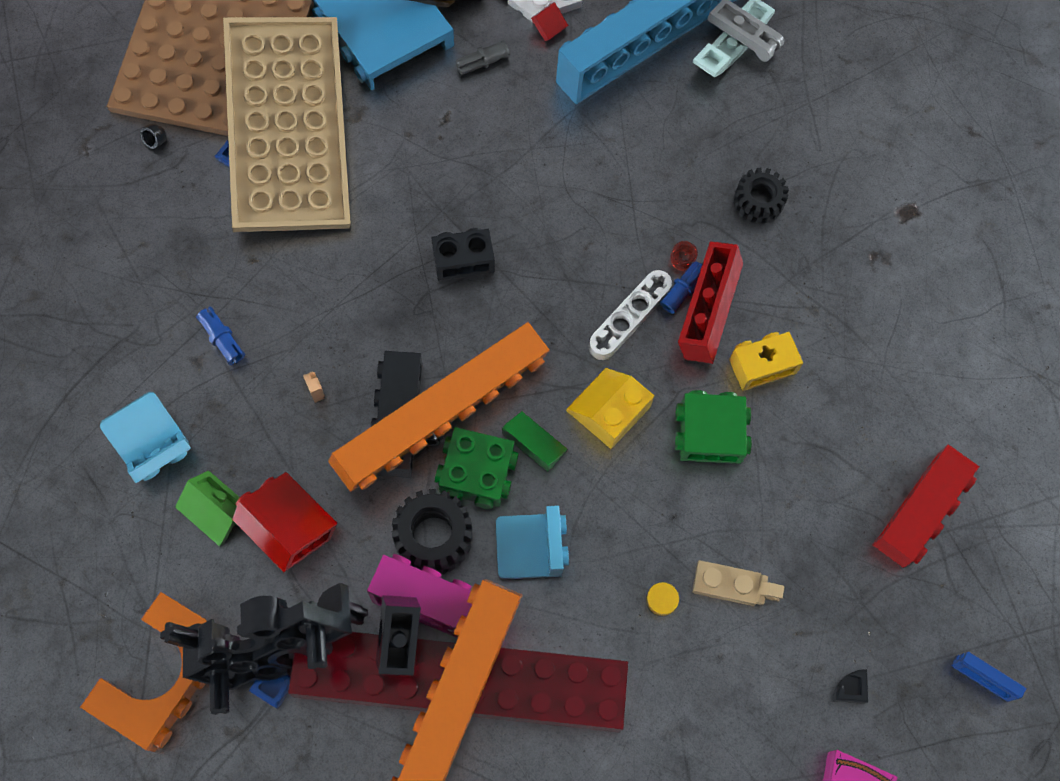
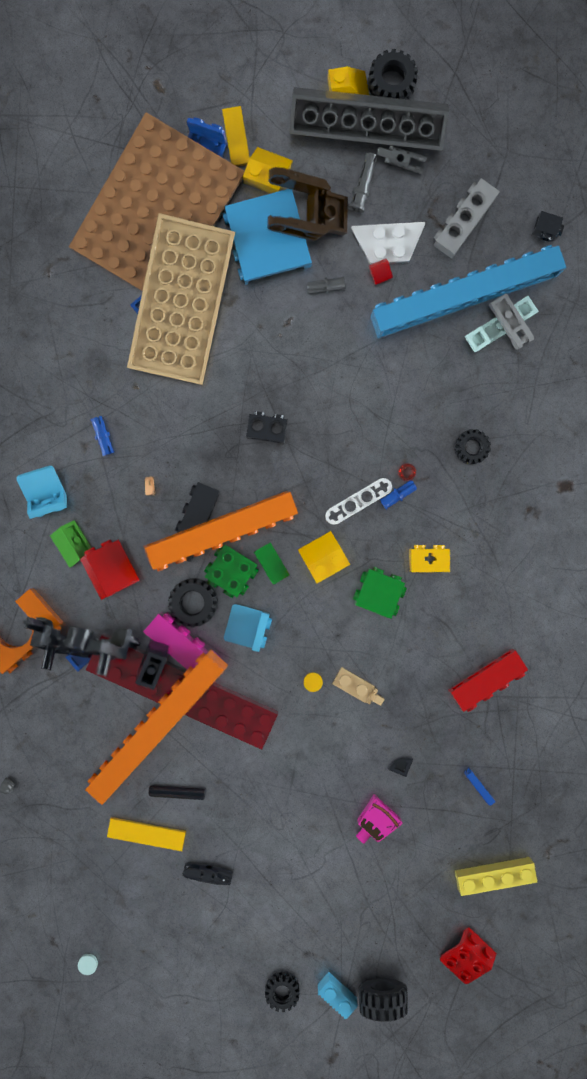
camera: 25 degrees right, 20 degrees up
(153, 135) = (94, 278): black hinge -> none
(711, 302) = (410, 512): red brick -> none

